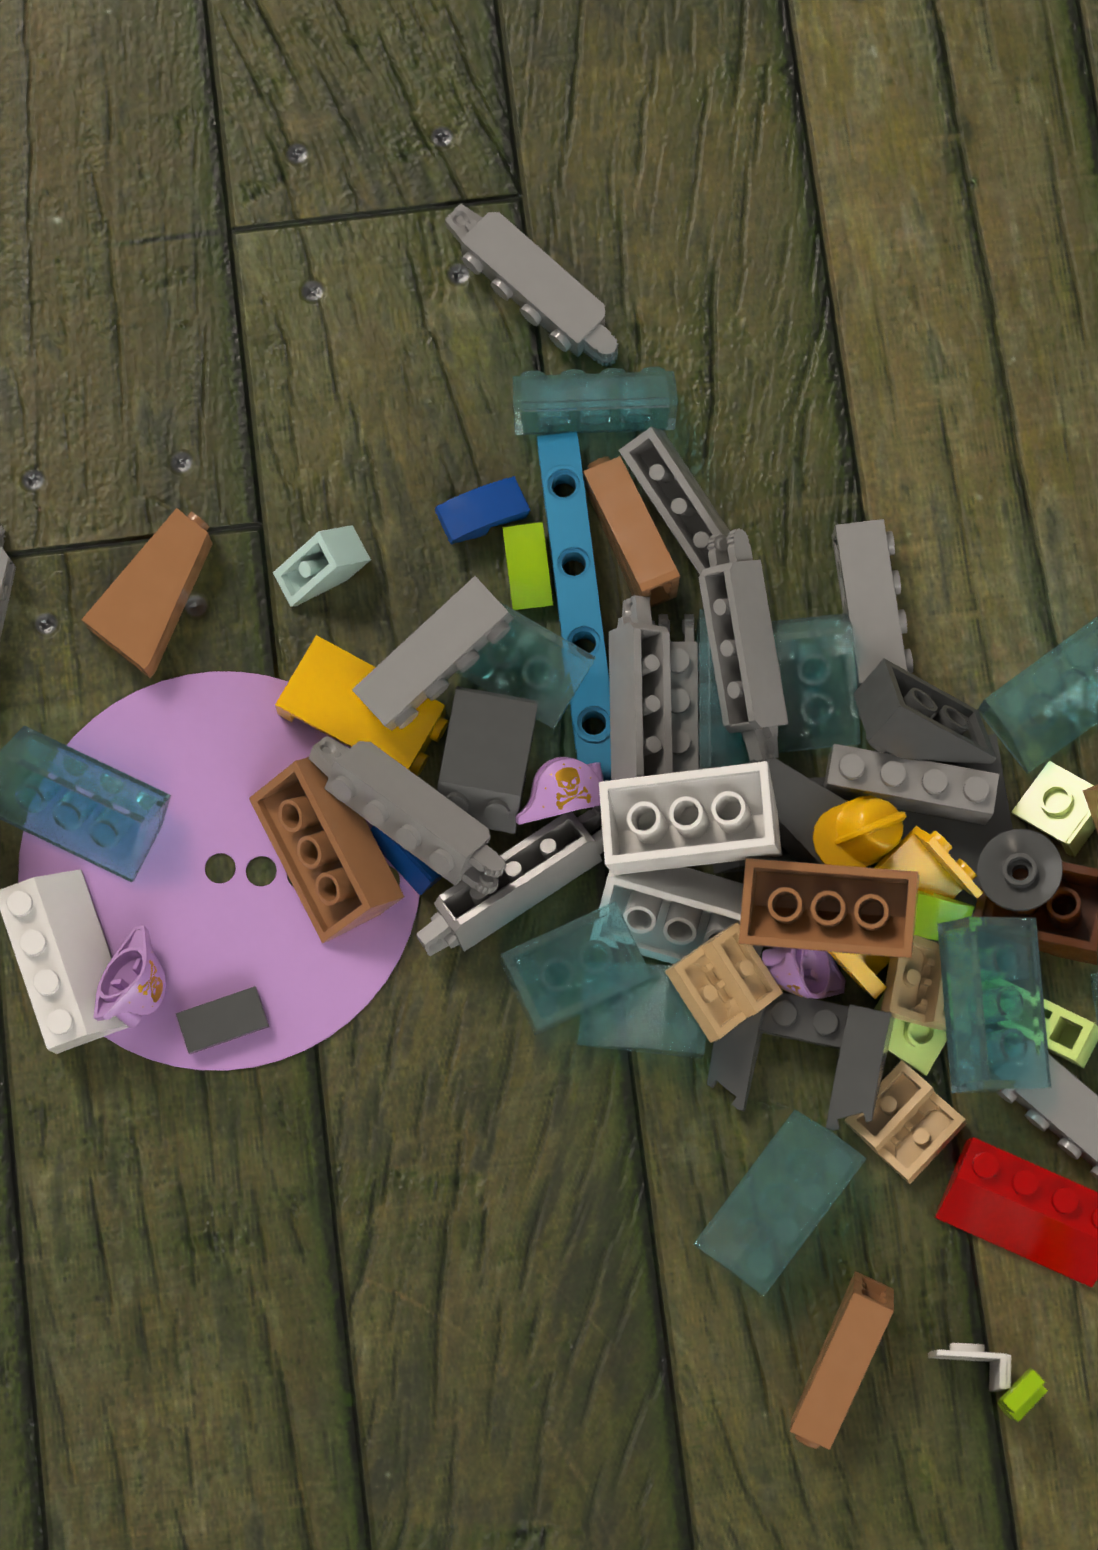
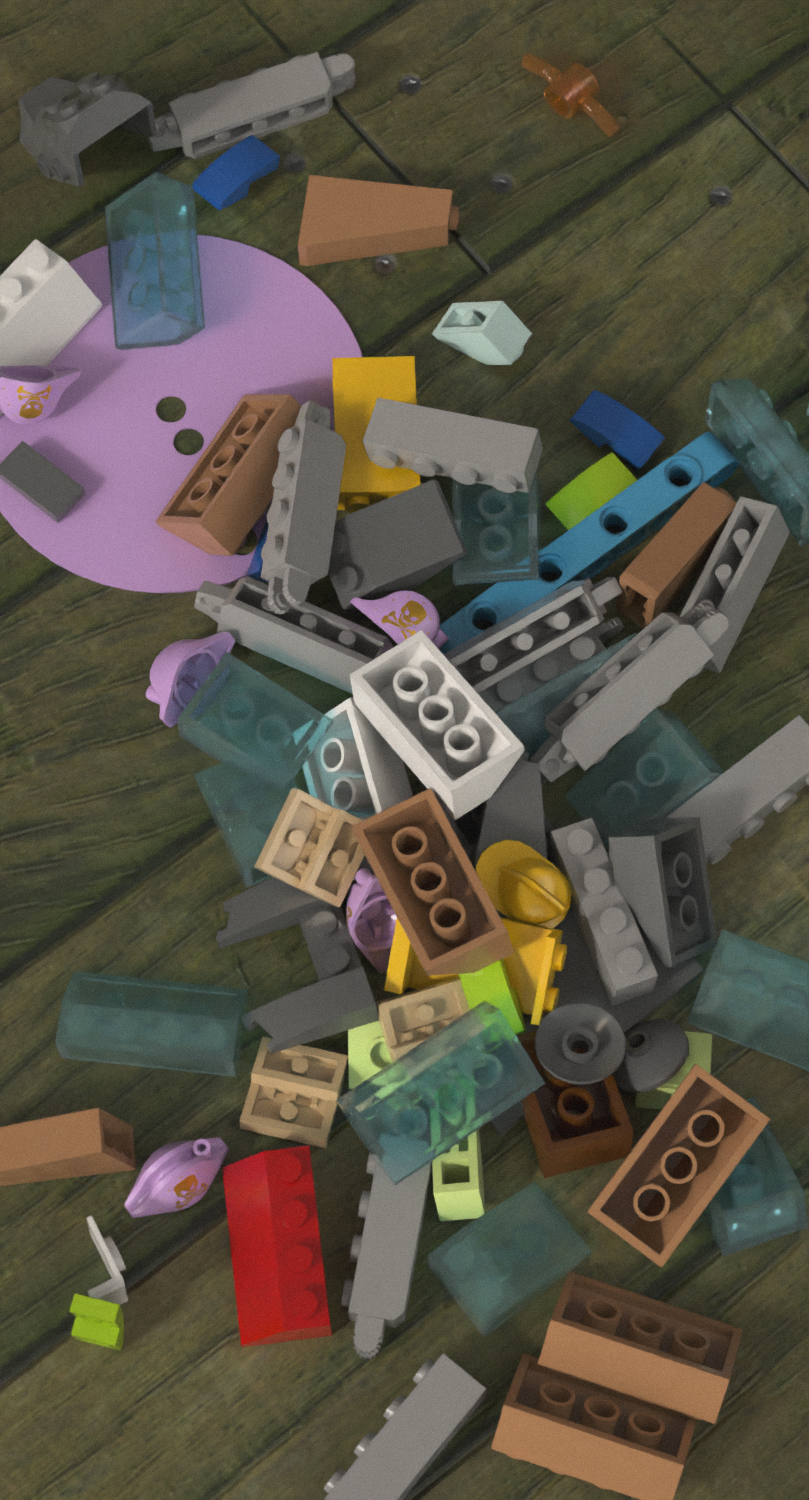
camera: 60 degrees right, 10 degrees down
(29, 680) = (231, 174): none -> blue slope
(137, 351) = (571, 91): none -> clear orange piece
(485, 999) = (182, 671): none -> lavender hat
(920, 1259) = (176, 1176): none -> lavender hat
(1060, 814) = (652, 1055): none -> dark grey dish

